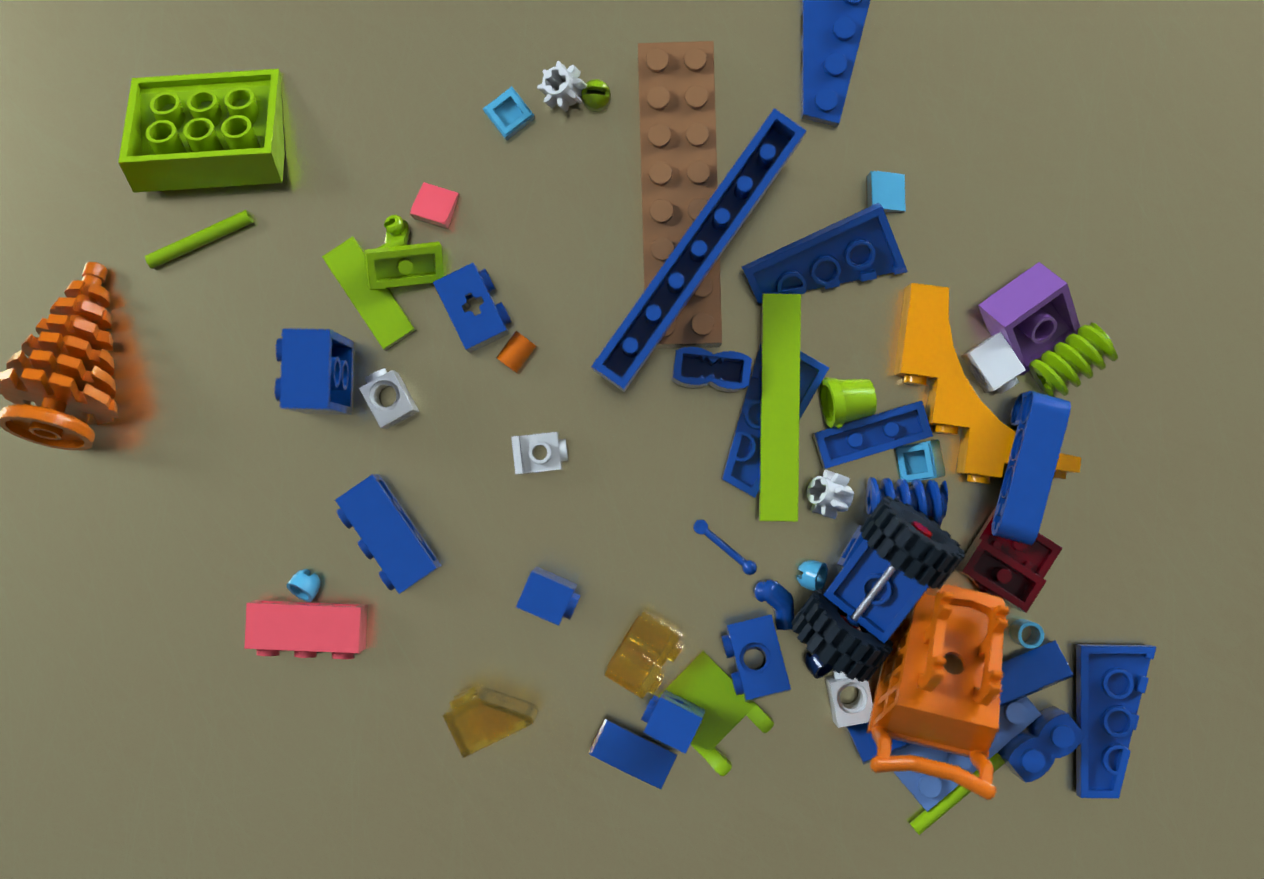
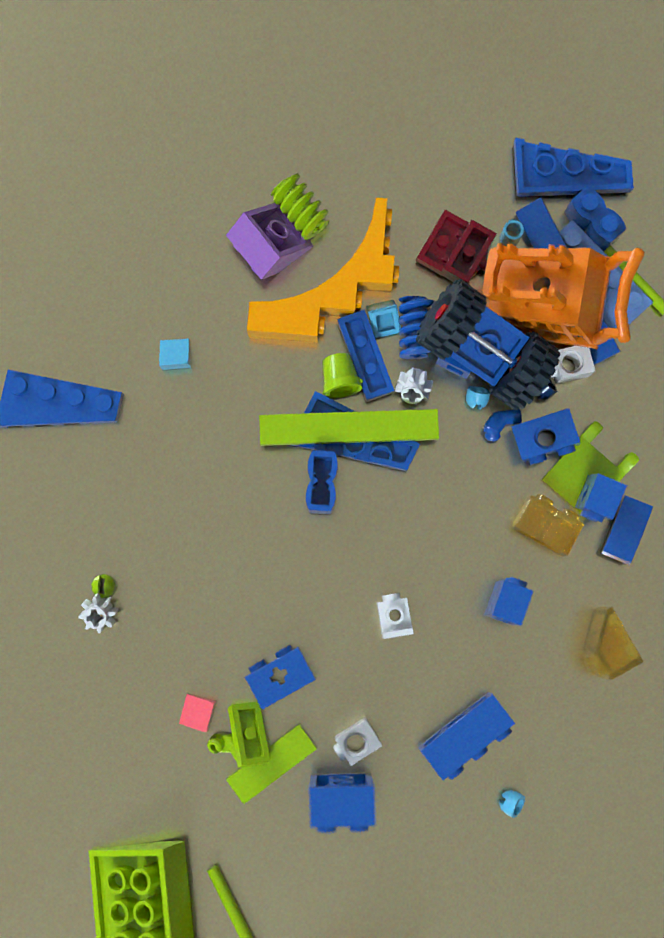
camera: 100 degrees left, 5 degrees down
(306, 628) = (547, 800): coral brick -> none
(509, 113) = (120, 656): medium azure tile -> none
(516, 352) = (314, 639): orange hinge -> none
(679, 172) = (182, 514): medium nougat brick -> none
(699, 250) = (231, 494): blue brick -> none
(701, 527) = (445, 485): blue hinge -> none
(840, 253) = (225, 388): blue wing -> none
(994, 364) = (306, 265): white brick -> none
(1031, 465) = (384, 233): blue beam -> none

